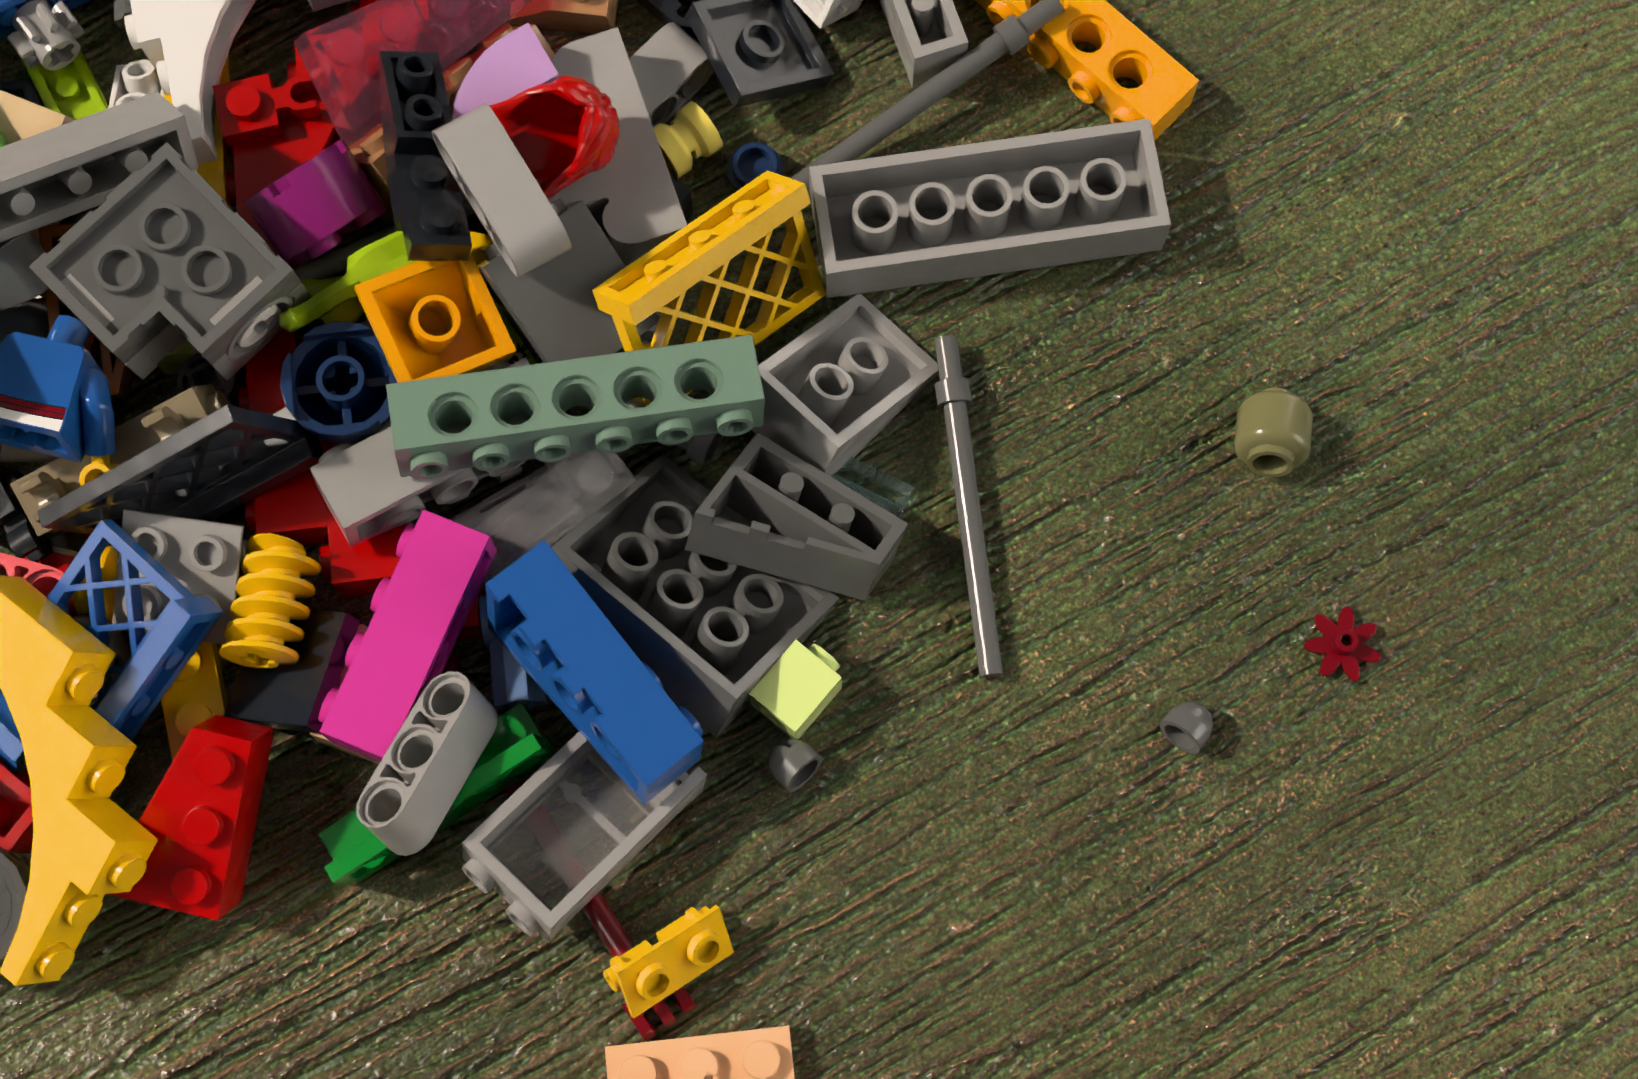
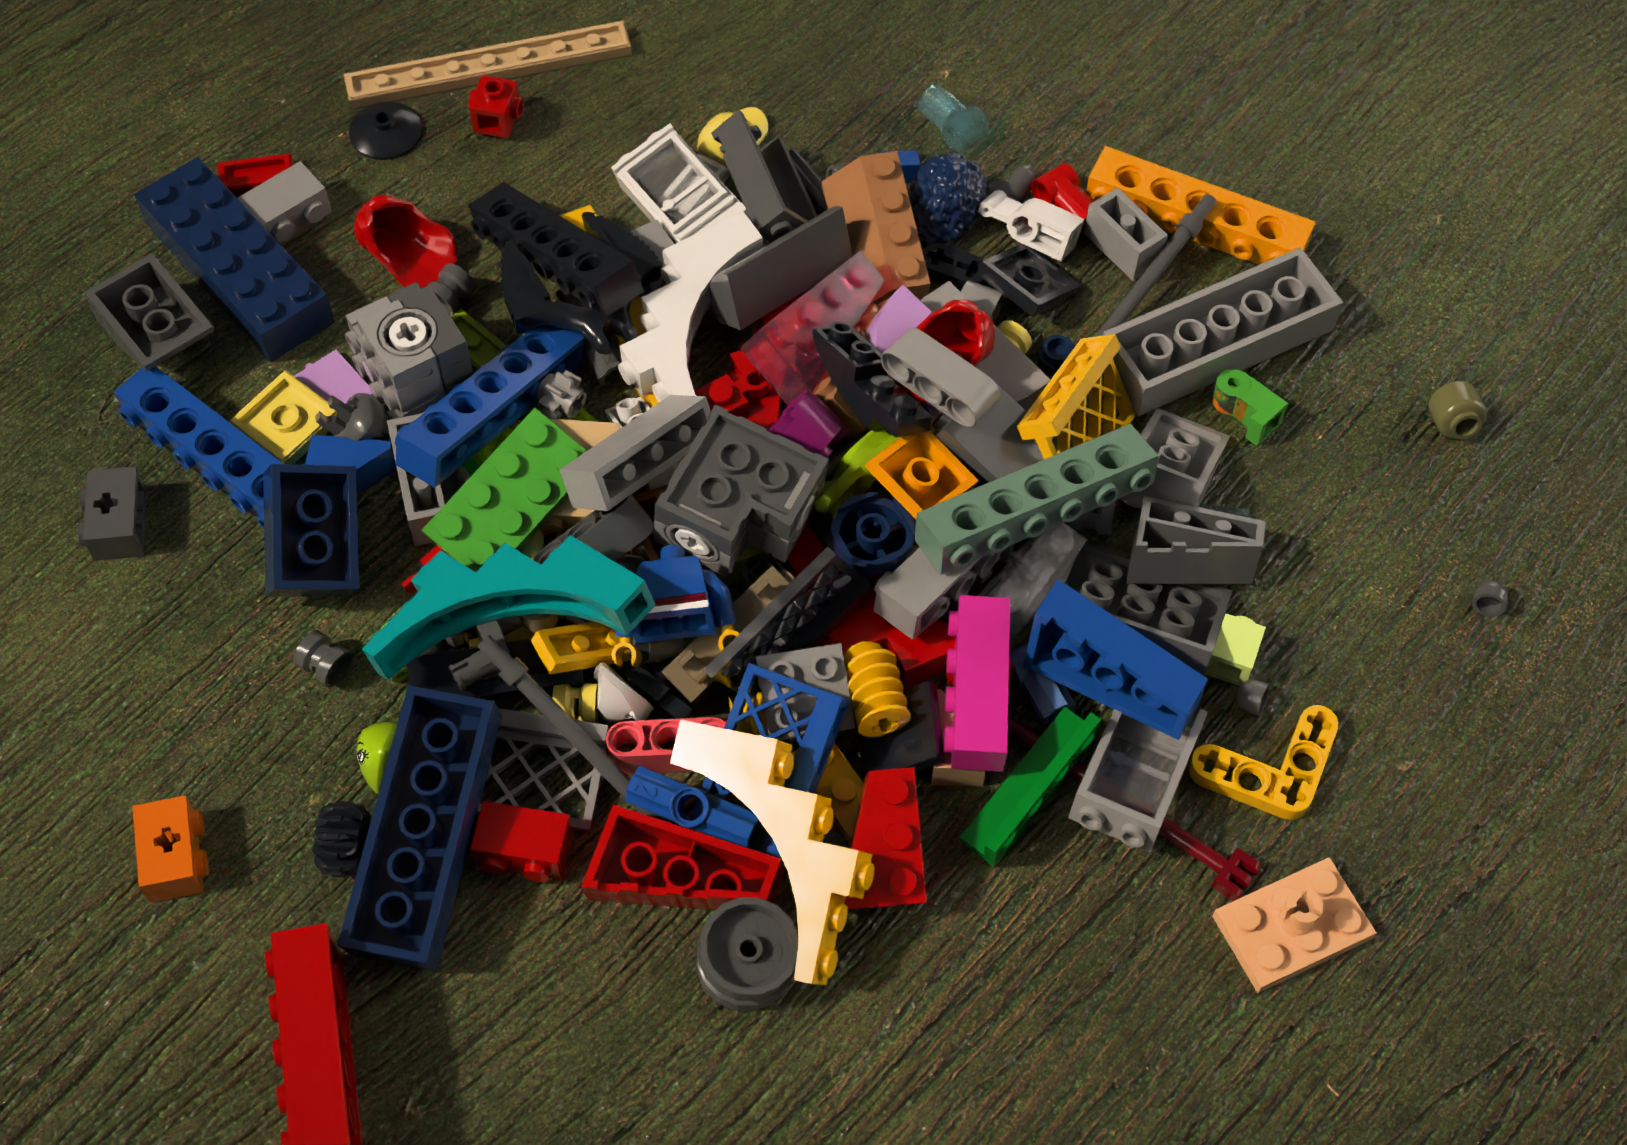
camera: 20 degrees left, 15 degrees down
(427, 764) = (1032, 750): light grey beam -> none
(682, 954) = (1234, 837): yellow hinge -> none
(766, 891) = (1274, 782): none -> yellow beam
(953, 397) = (1249, 450): dark grey bar -> none
(987, 328) = (1249, 403): none -> bright green leg
(1336, 651) = (1559, 523): dark red plant -> none

